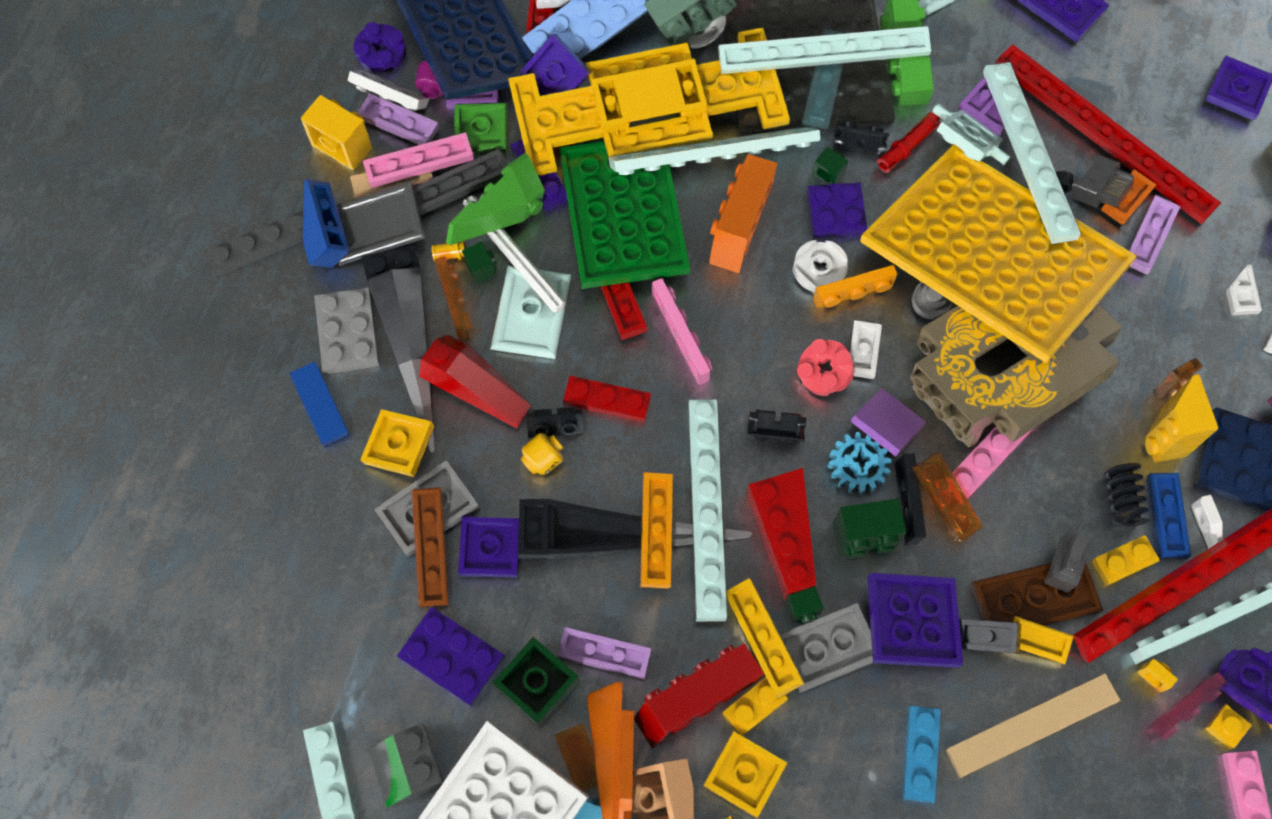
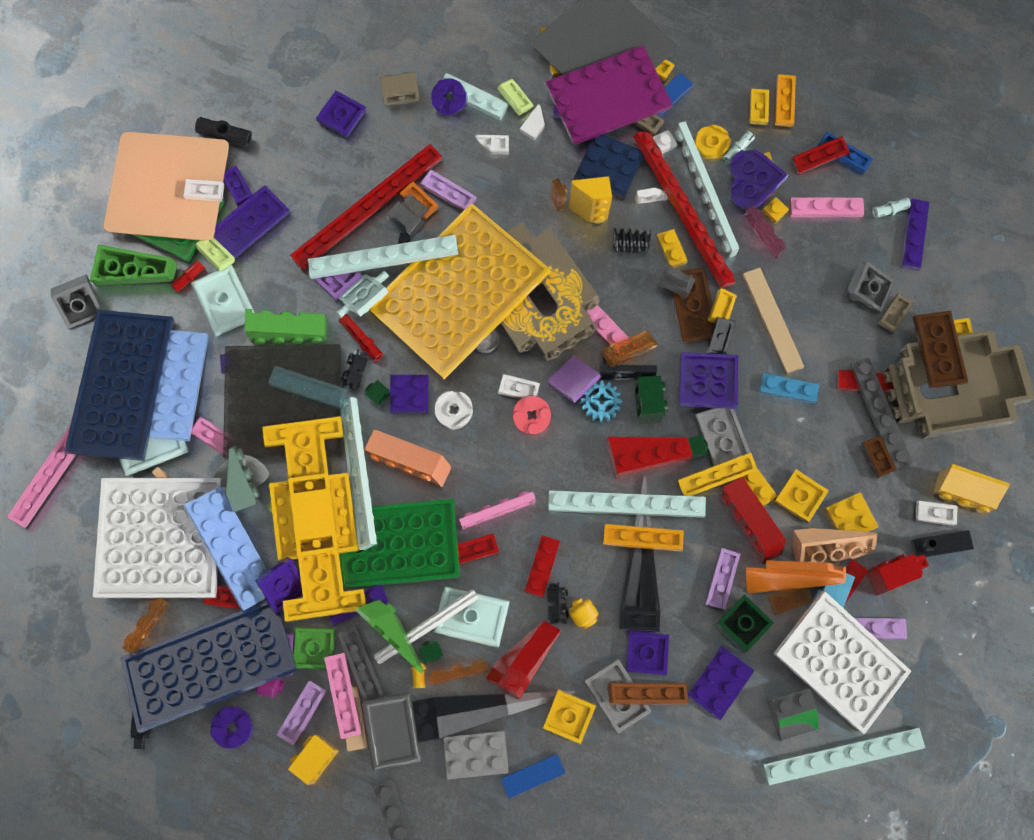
camera: 90 degrees left, 5 degrees up
(322, 227) = (394, 771): blue slope -> none
(387, 90) = (274, 720): white plate -> none
(788, 429) = (573, 456): black hinge -> none
(824, 50) = (290, 385): light aqua plate -> none
(855, 287) = (473, 388): light orange plate -> none
(1158, 675) = (746, 242): yellow plate -> none
(1169, 516) = (643, 218): blue tile -> none

